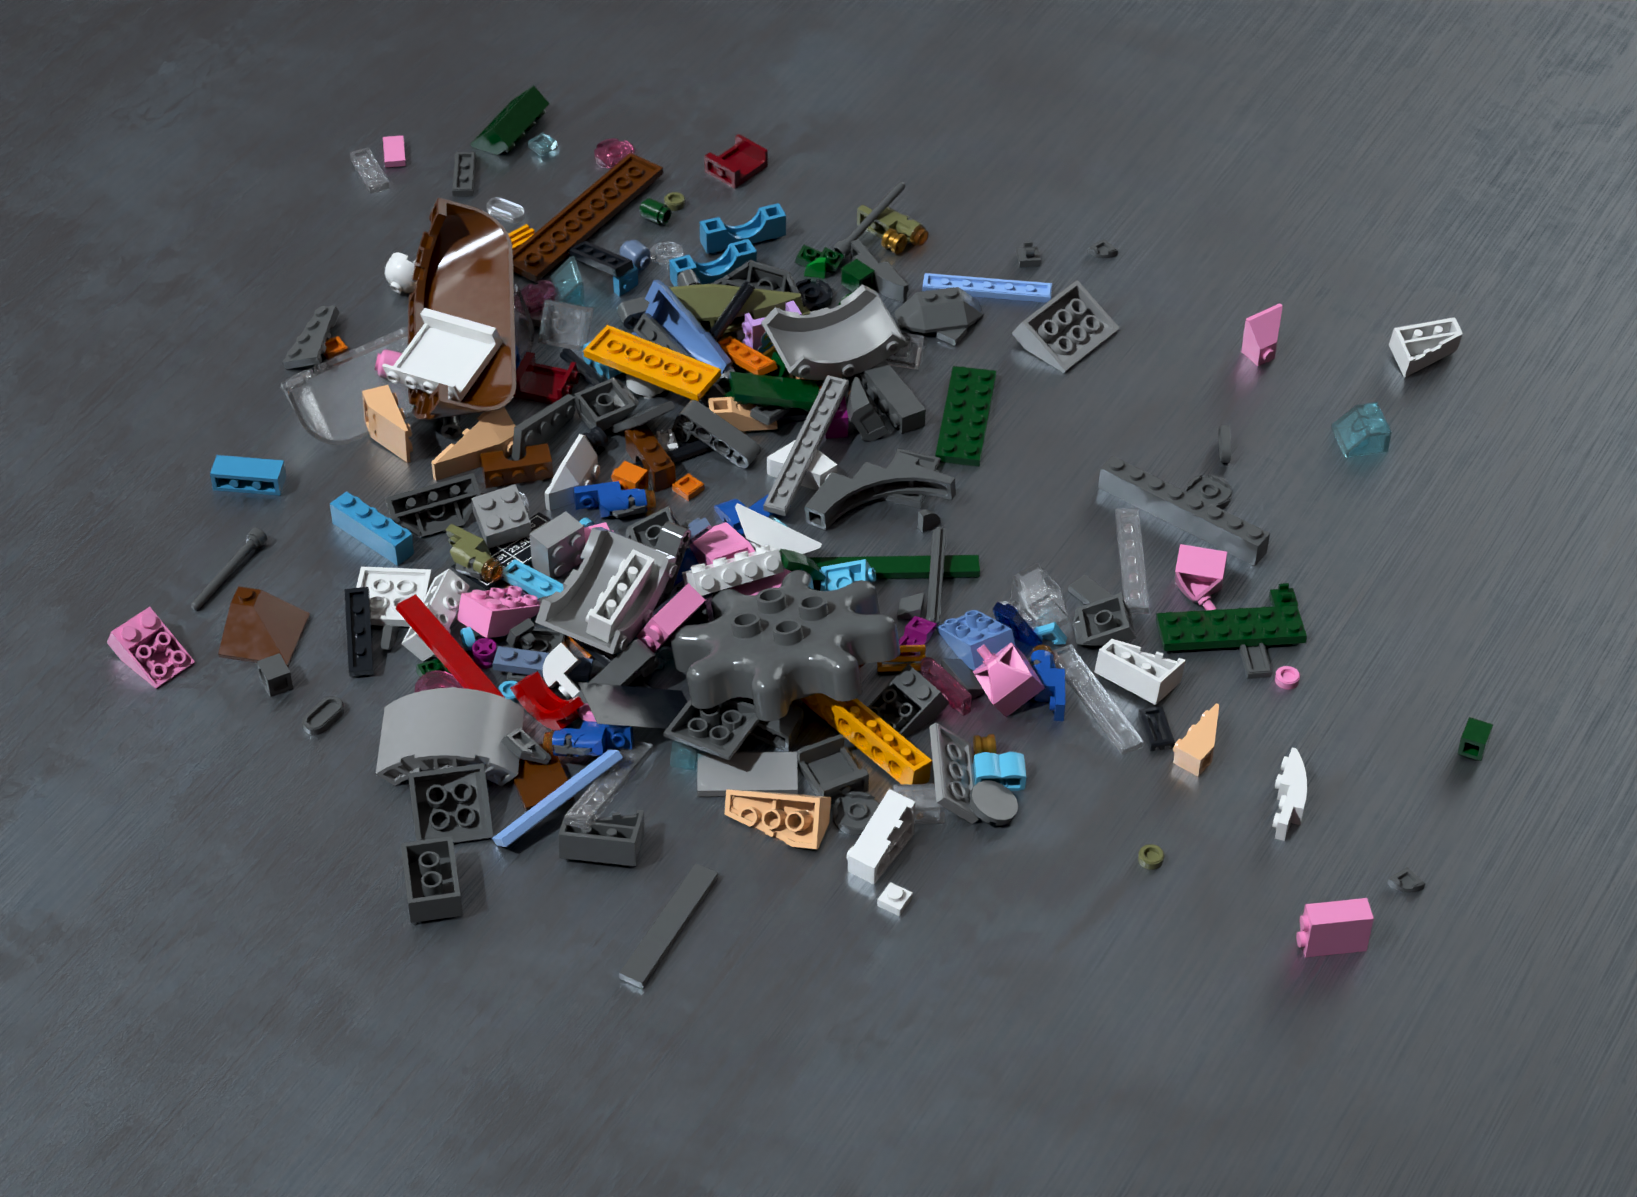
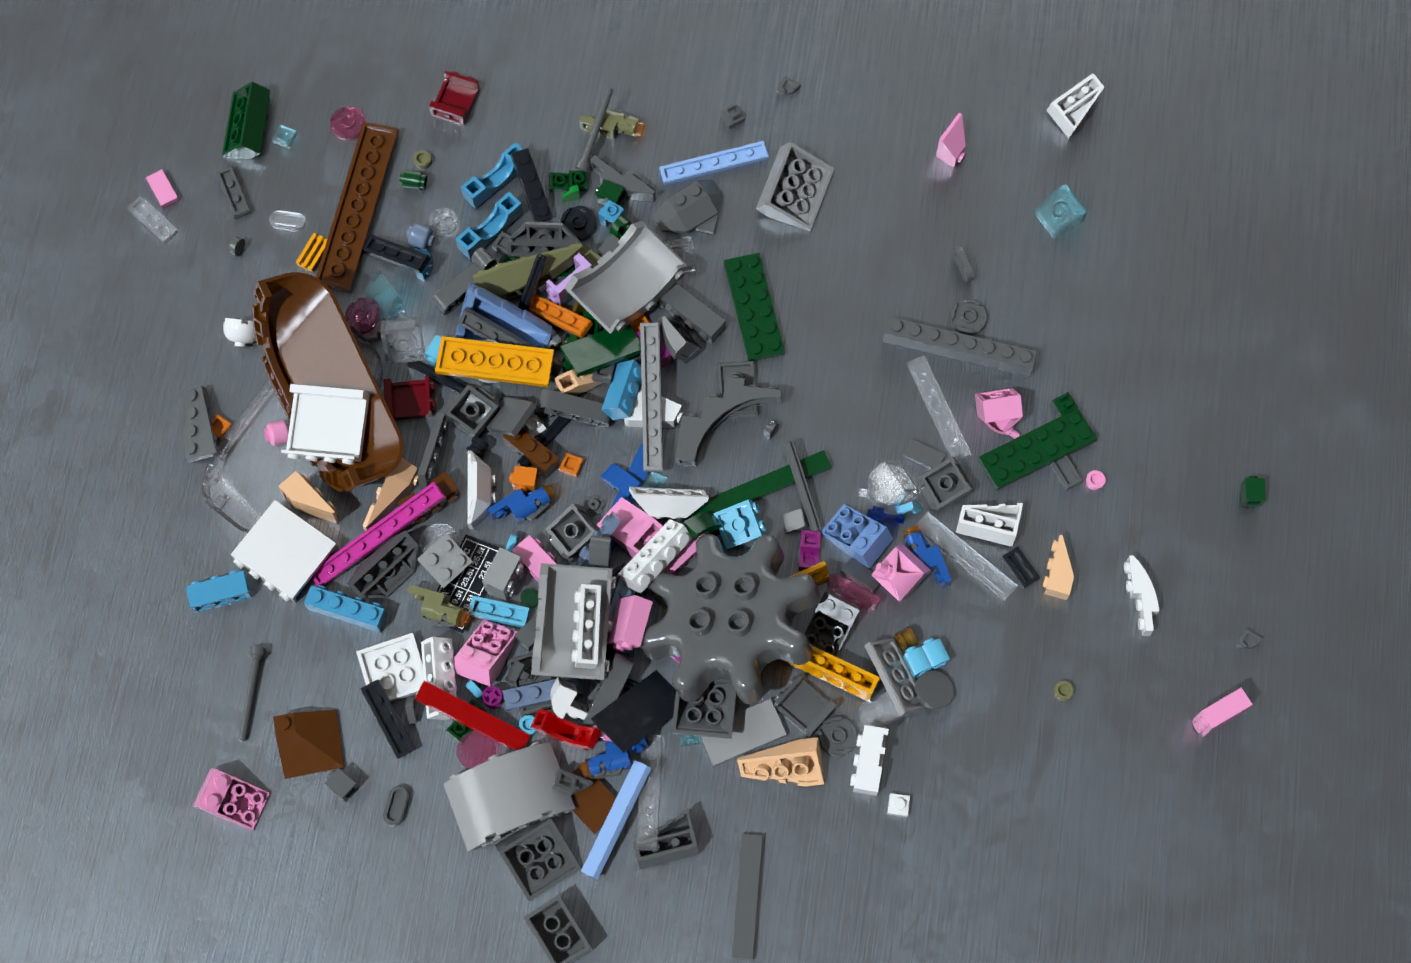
camera: 20 degrees left, 25 degrees up
(335, 459) = (283, 551): none -> white panel
(478, 464) = (378, 534): none -> dark pink tile
(776, 236) = (531, 185): none -> black plate
(777, 434) = (623, 390): none -> dark azure brick
(845, 287) = (609, 213): none -> dark azure bracket
(894, 241) = (621, 141): pearl gold wheel -> none

